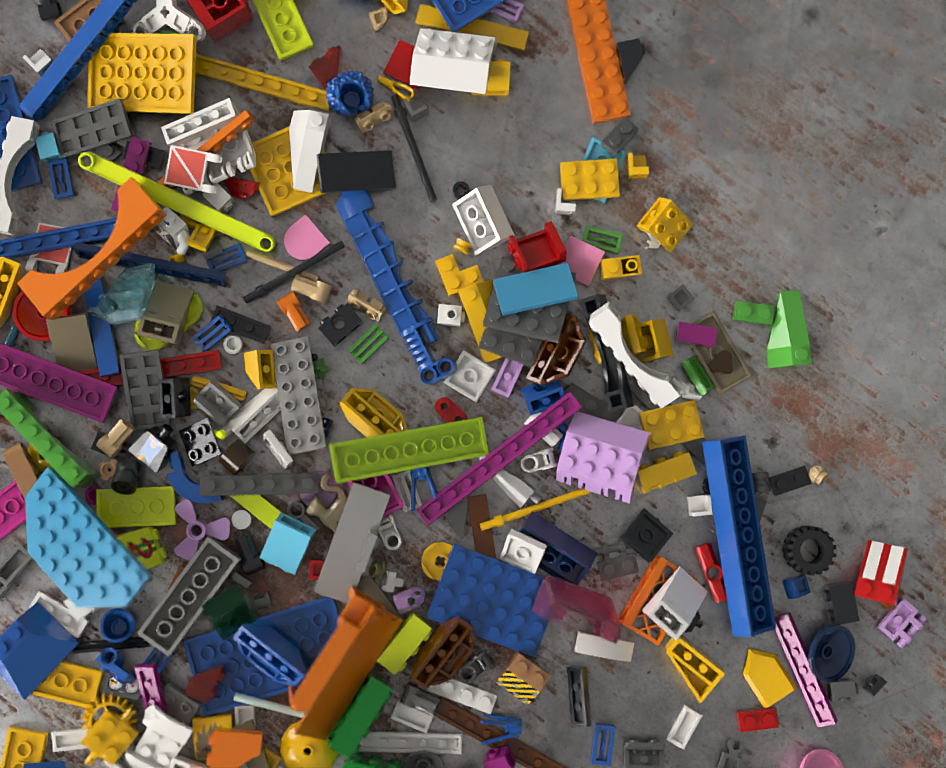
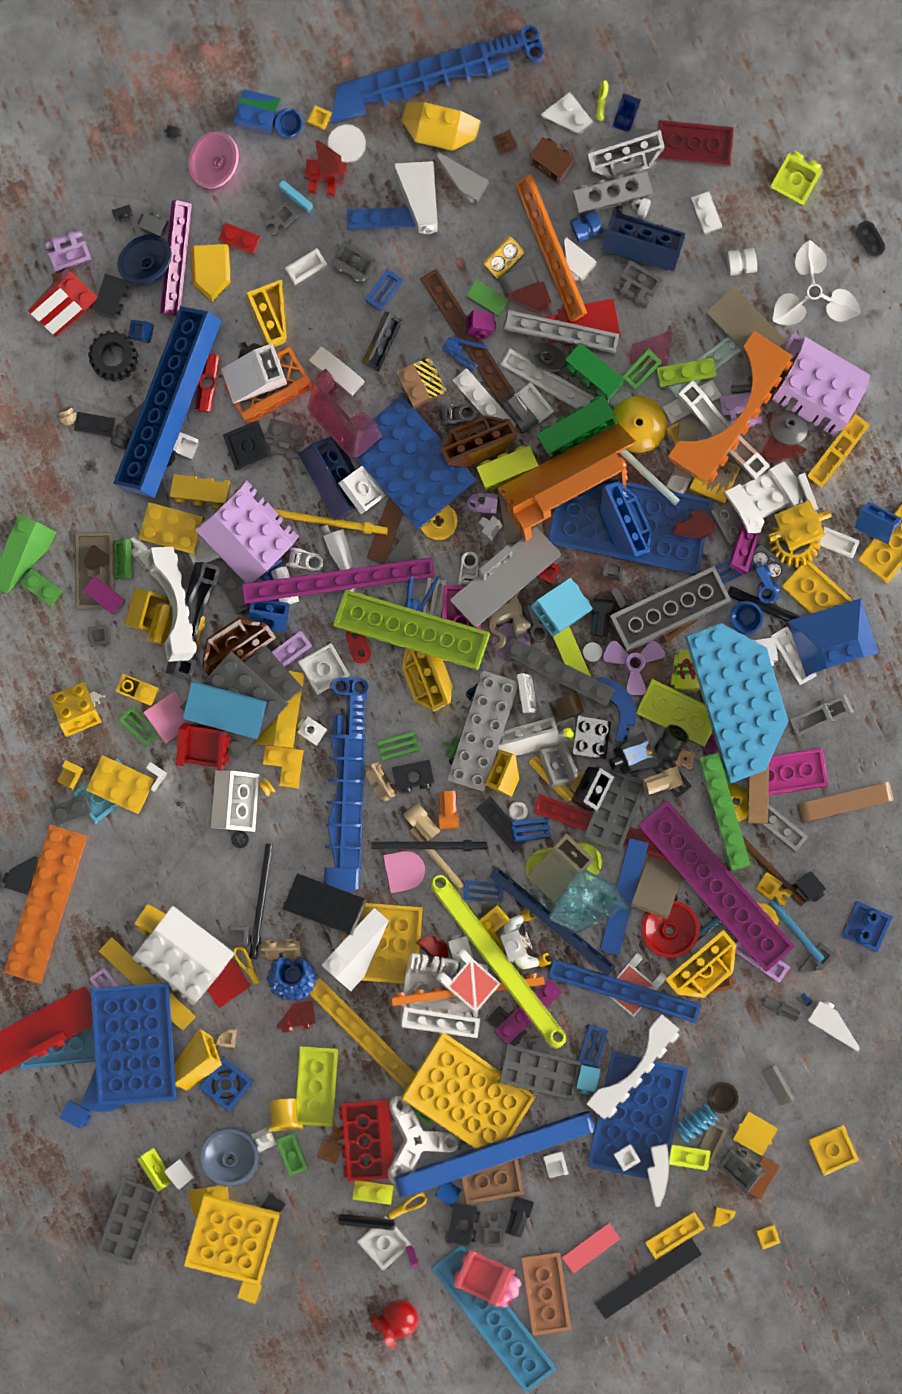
camera: 150 degrees left, 0 degrees up
(135, 219) = (538, 960): orange arch -> none
(228, 612) = (642, 575): clear green brick -> none
(377, 570) = (496, 542): olive plate -> none

